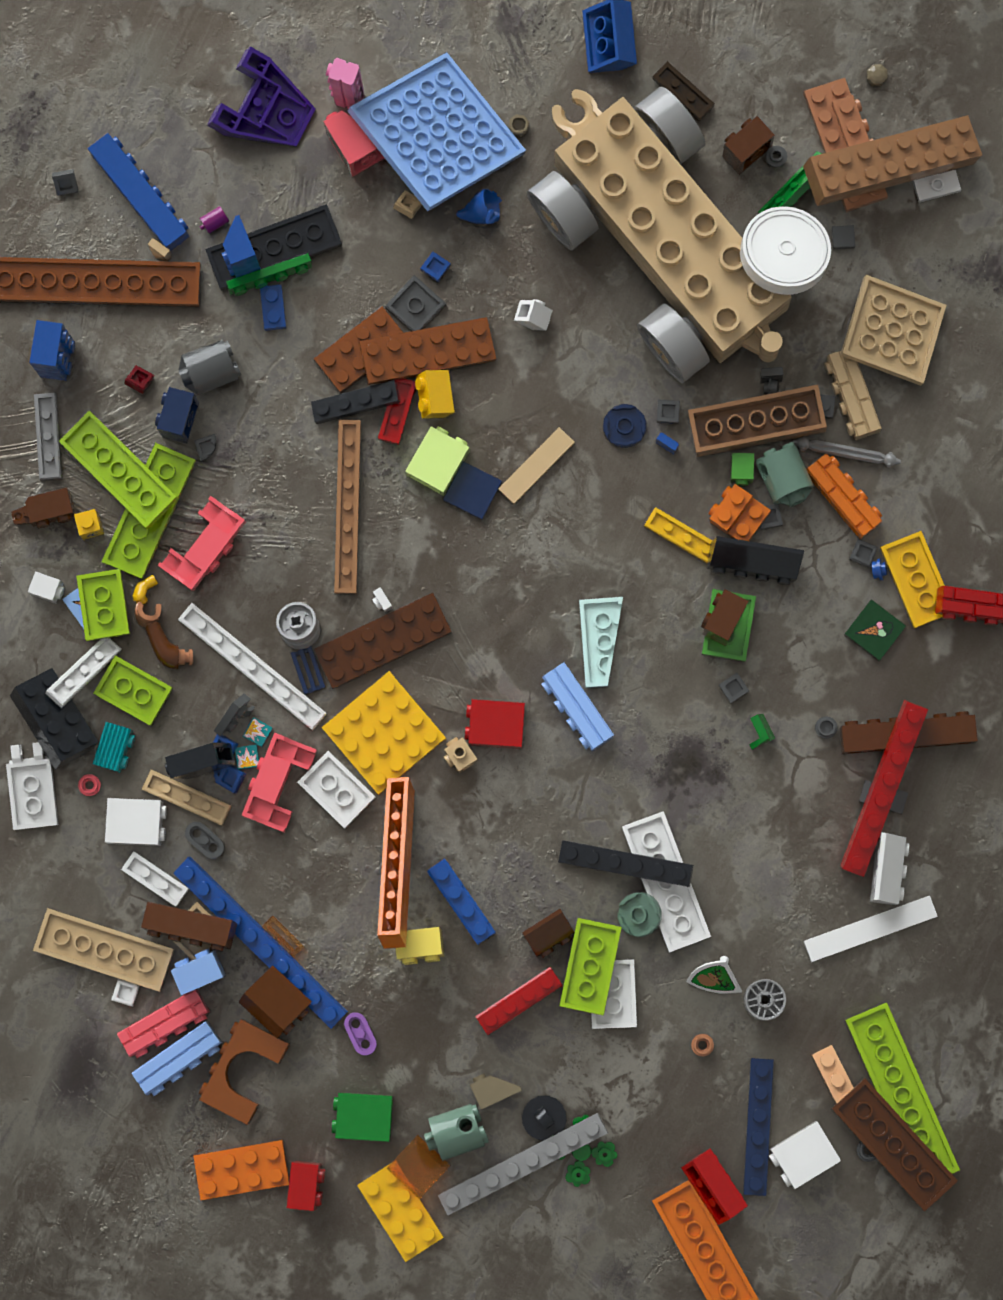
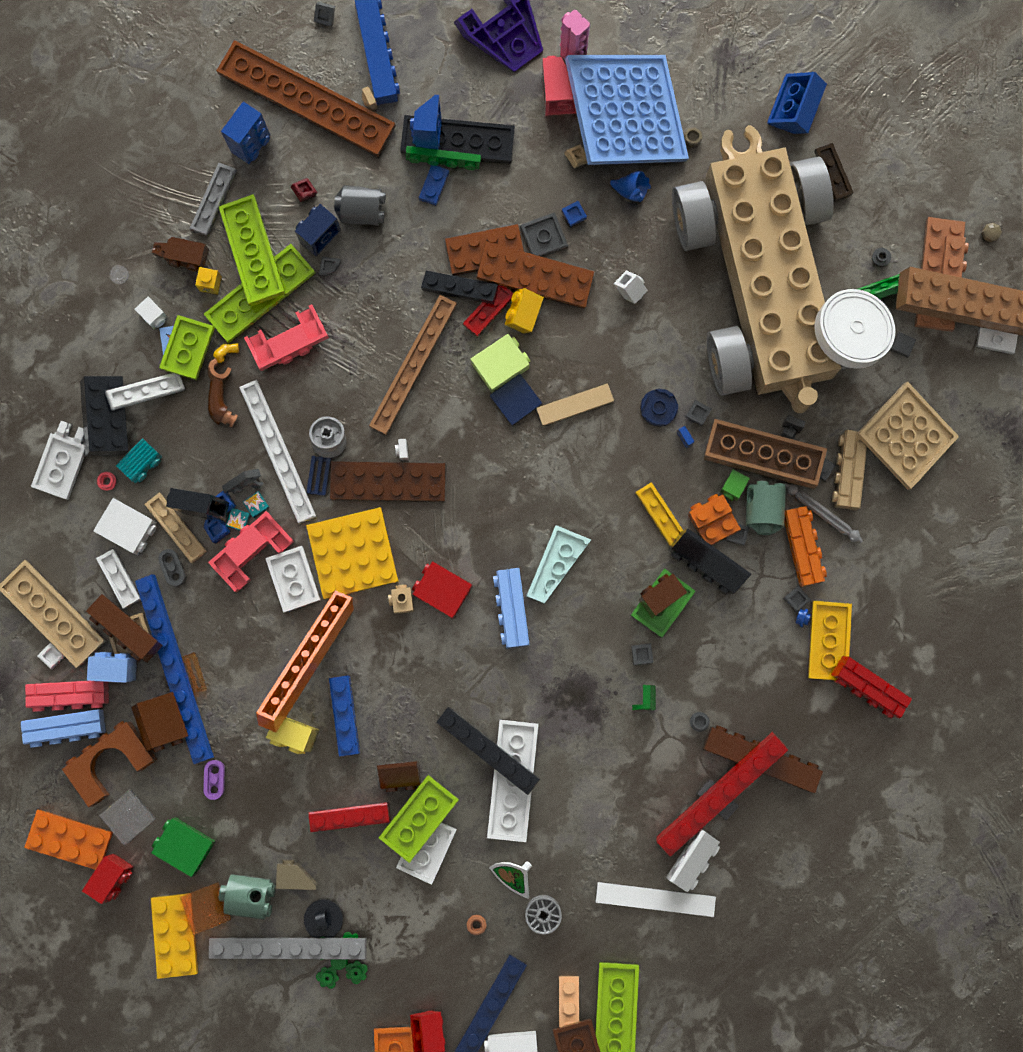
camera: 20 degrees right, 0 degrees up
(133, 690) = (176, 425): lime plate -> none
(213, 220) = (421, 96): magenta piece -> none
(291, 1116) = (127, 817): none -> clear plate
(639, 914) = (478, 796): sand green tile -> none
(748, 144) = (864, 236): reddish brown brick -> none
(875, 630) = (776, 664): dark green tile -> none

